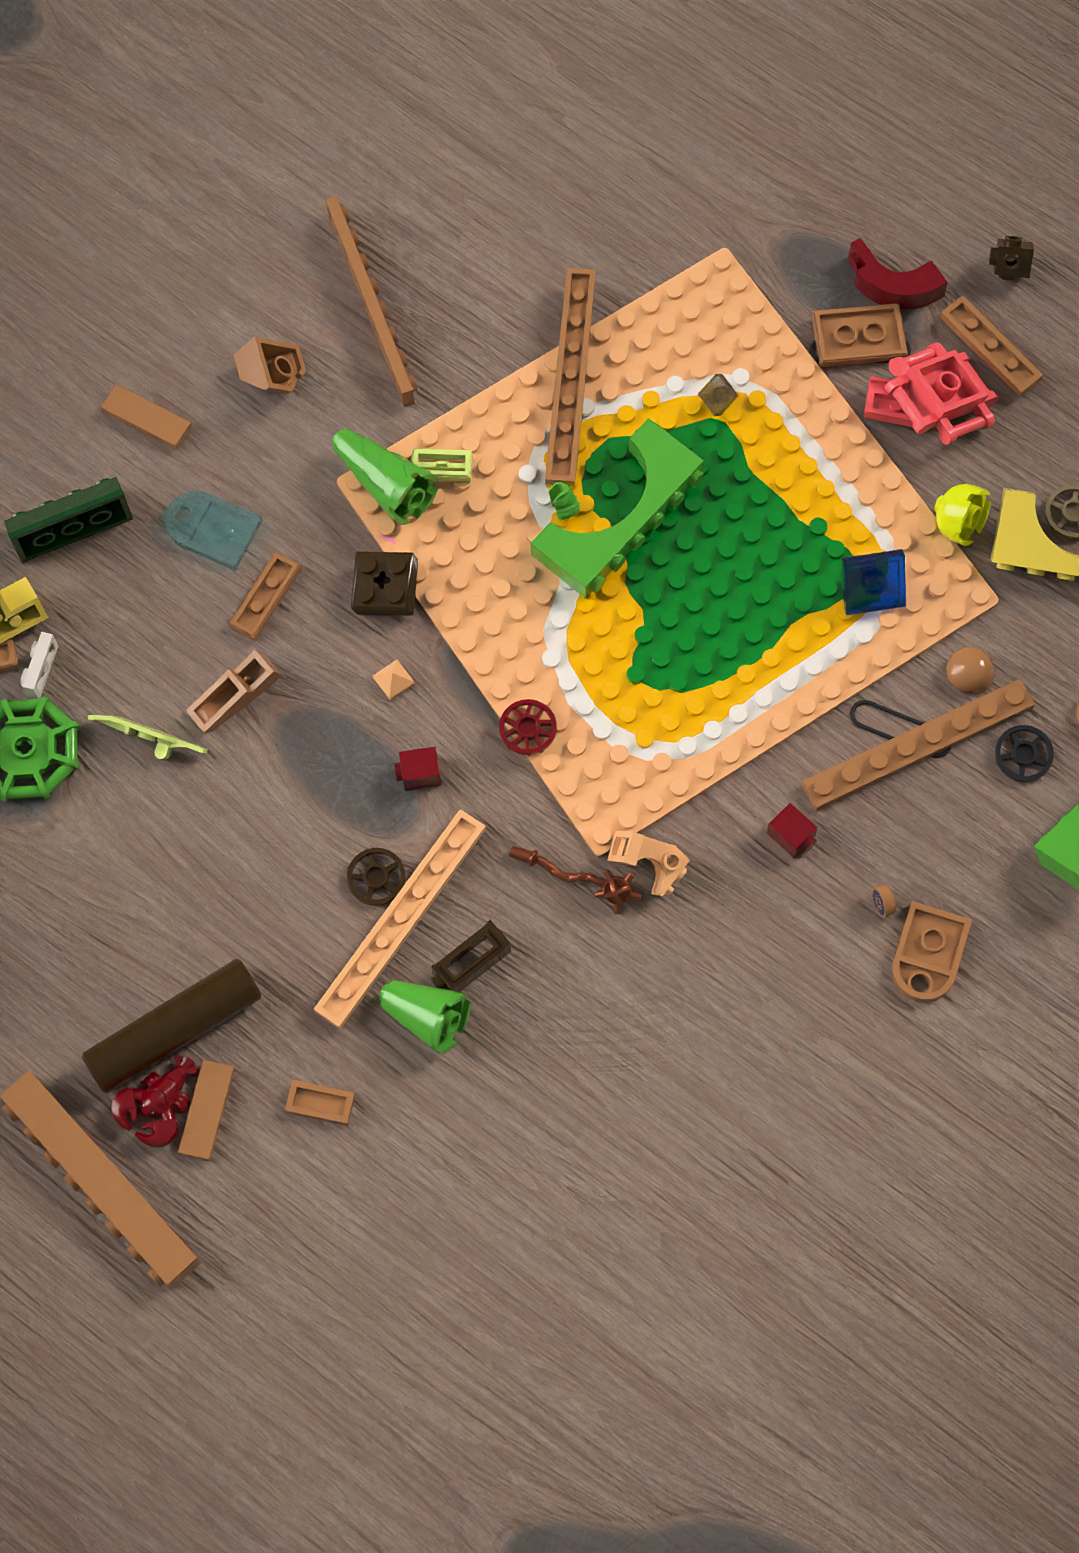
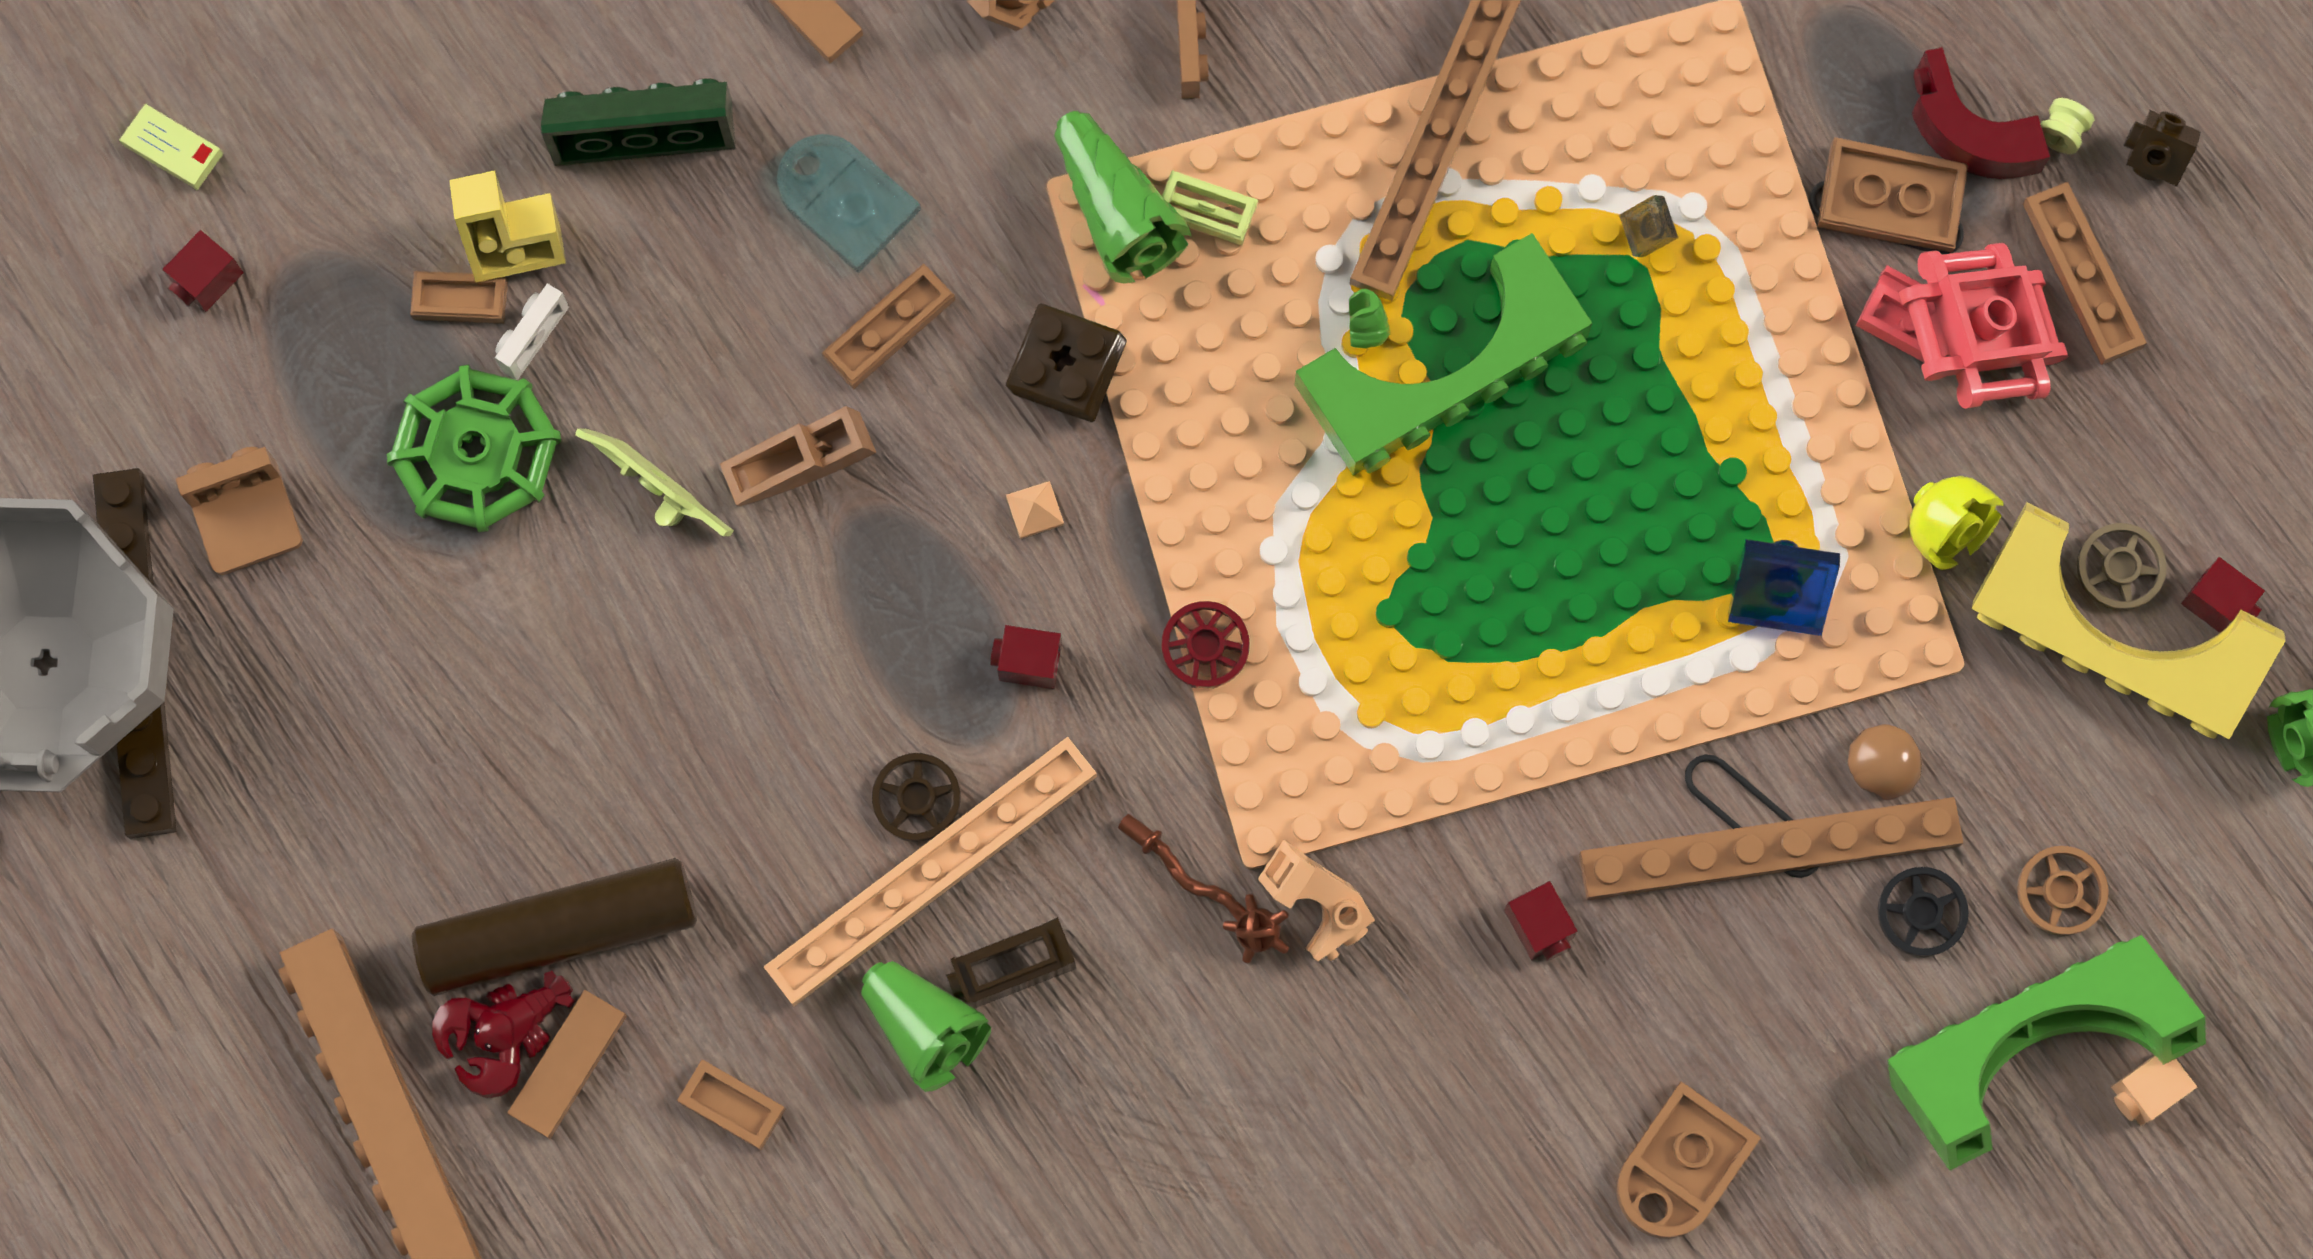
camera: 15 degrees right, 5 degrees up
(883, 900) = (1640, 1068): medium nougat tile -> none
(950, 262) = (2066, 125): none -> yellowish green wheel

